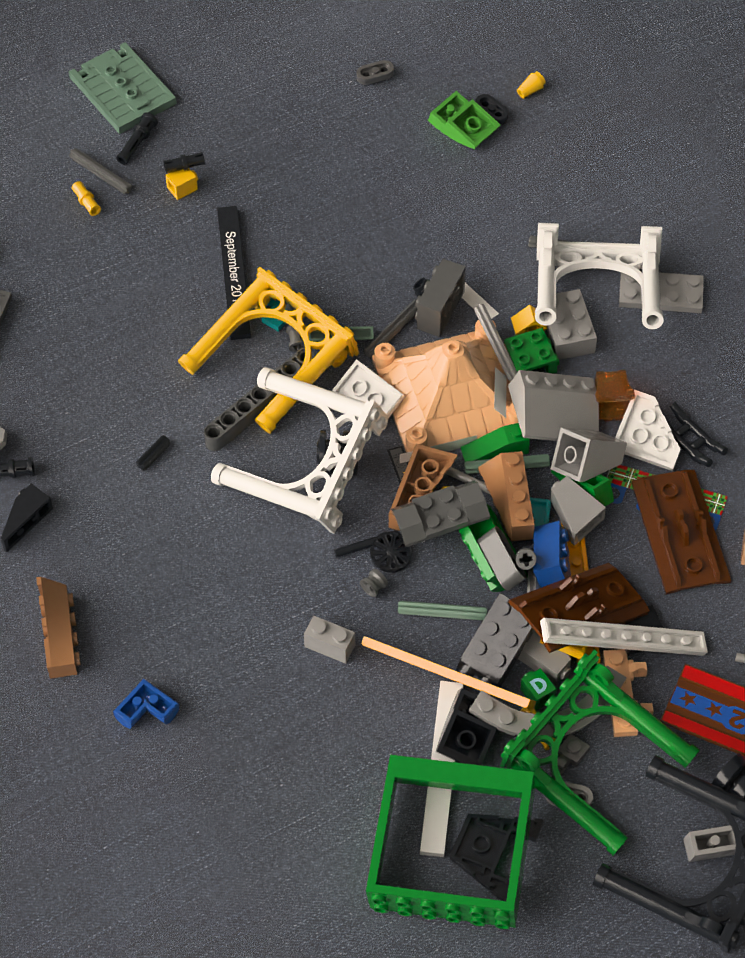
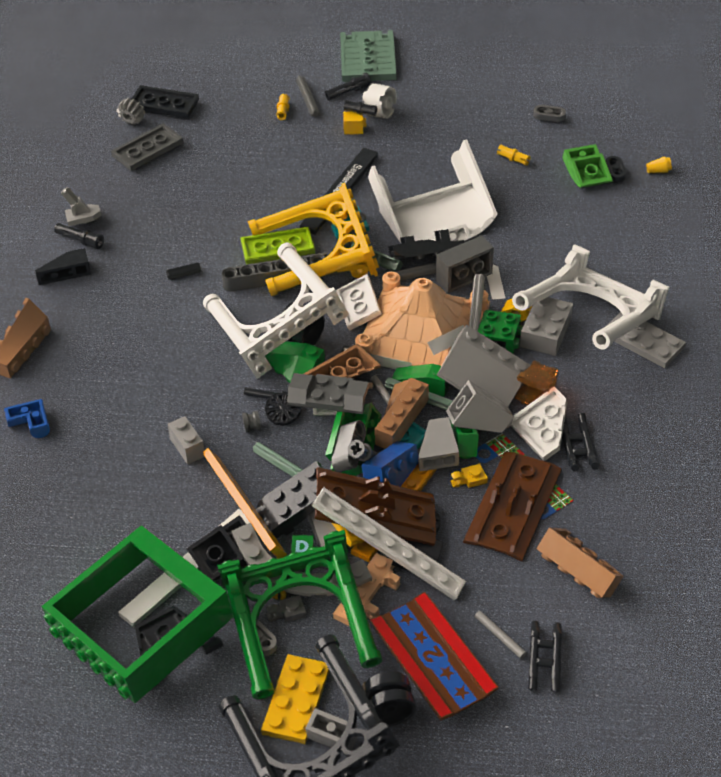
camera: 35 degrees right, 10 degrees down
(191, 139) = (382, 97): none -> white brick
(227, 371) = (265, 246): none -> lime piece
(364, 495) = (295, 358): none -> green wedge
(367, 248) = (461, 207): none -> white windscreen
(378, 141) = (513, 155): none -> yellow pin
(385, 300) = (420, 248): none -> black piece
(621, 523) = (471, 475): none -> yellow plate
(648, 832) = (295, 698): none -> yellow plate

